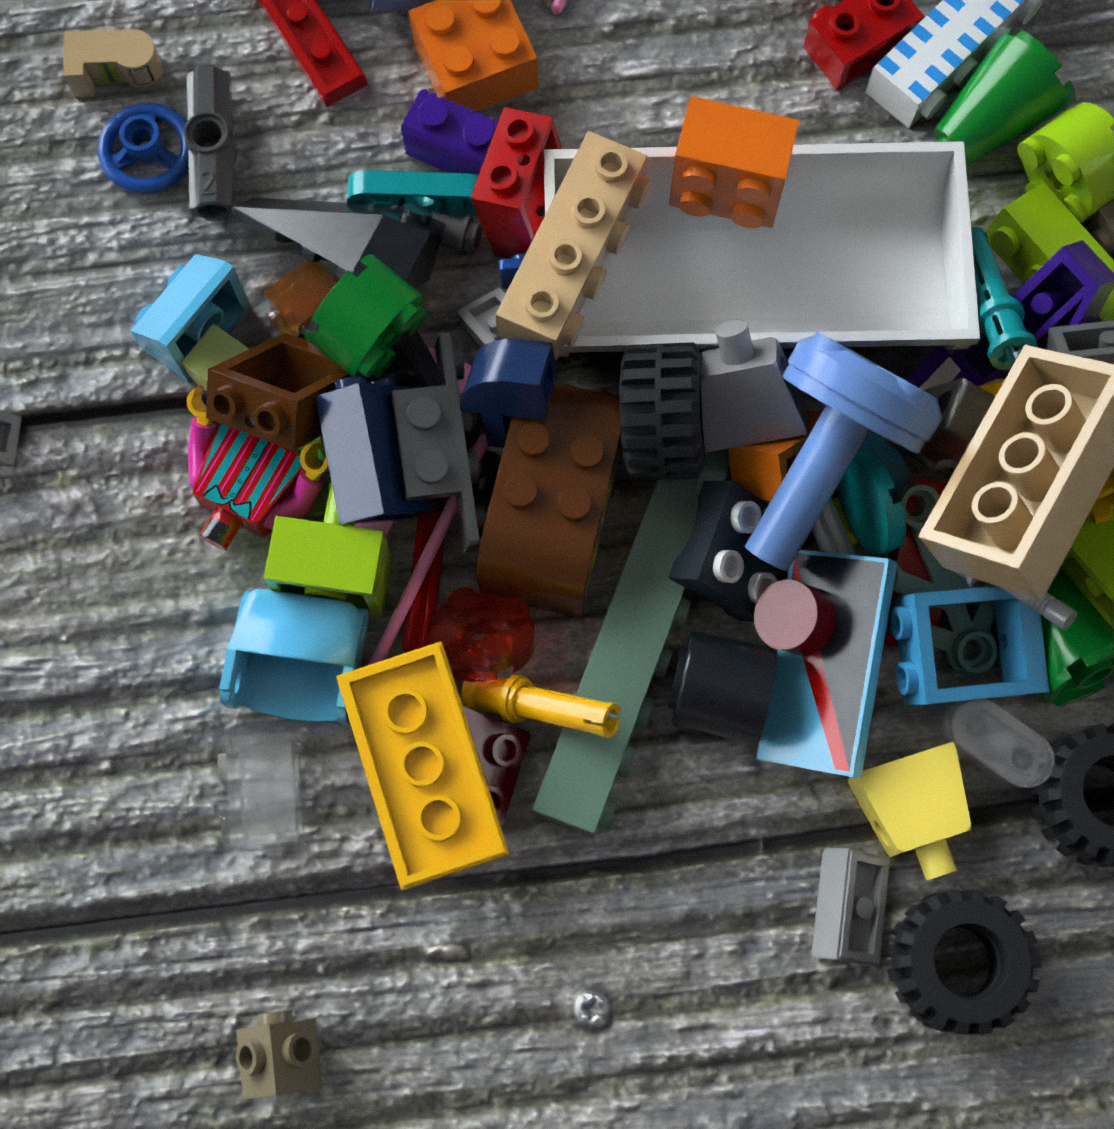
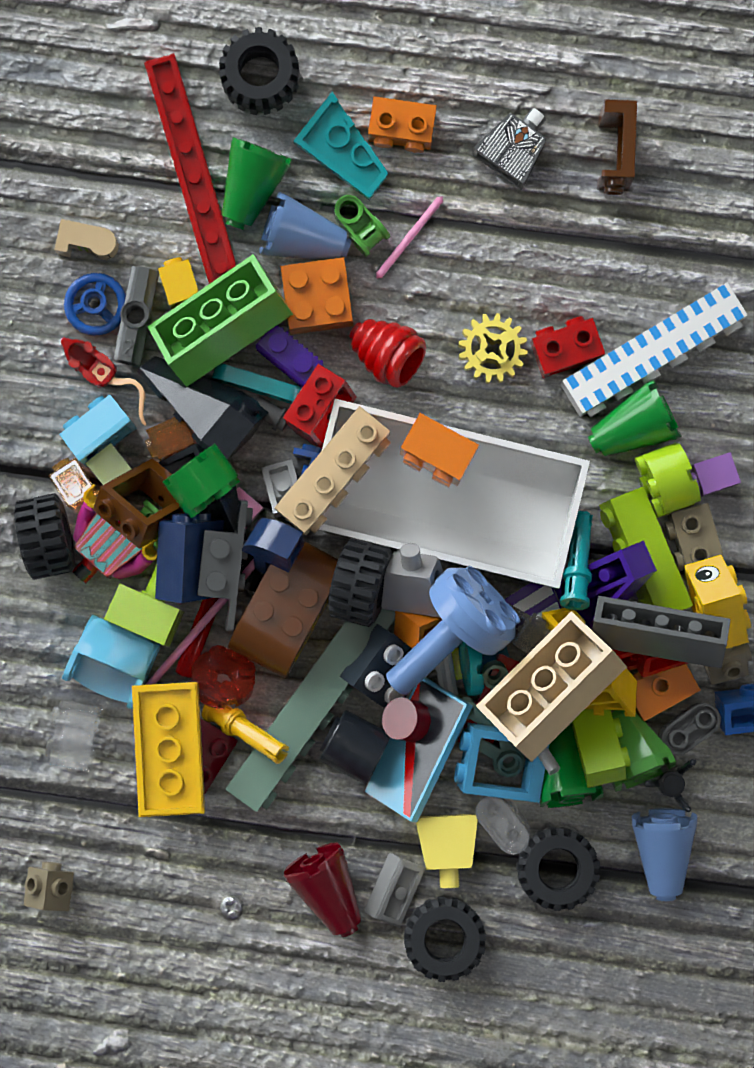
camera: 15 degrees right, 10 degrees up
(139, 485) = (44, 536): none -> black tyre
(162, 400) = (71, 481): none -> clear orange brick
(168, 226) = (97, 368): none -> red animal
(265, 84) = (178, 281): none -> yellow brick
(339, 104) = (219, 320): none -> bright green brick
(602, 92) = (388, 350): none -> red piece
(744, 931) = (326, 888): none -> dark red cone
(752, 54) = (504, 339): none -> light yellow gear

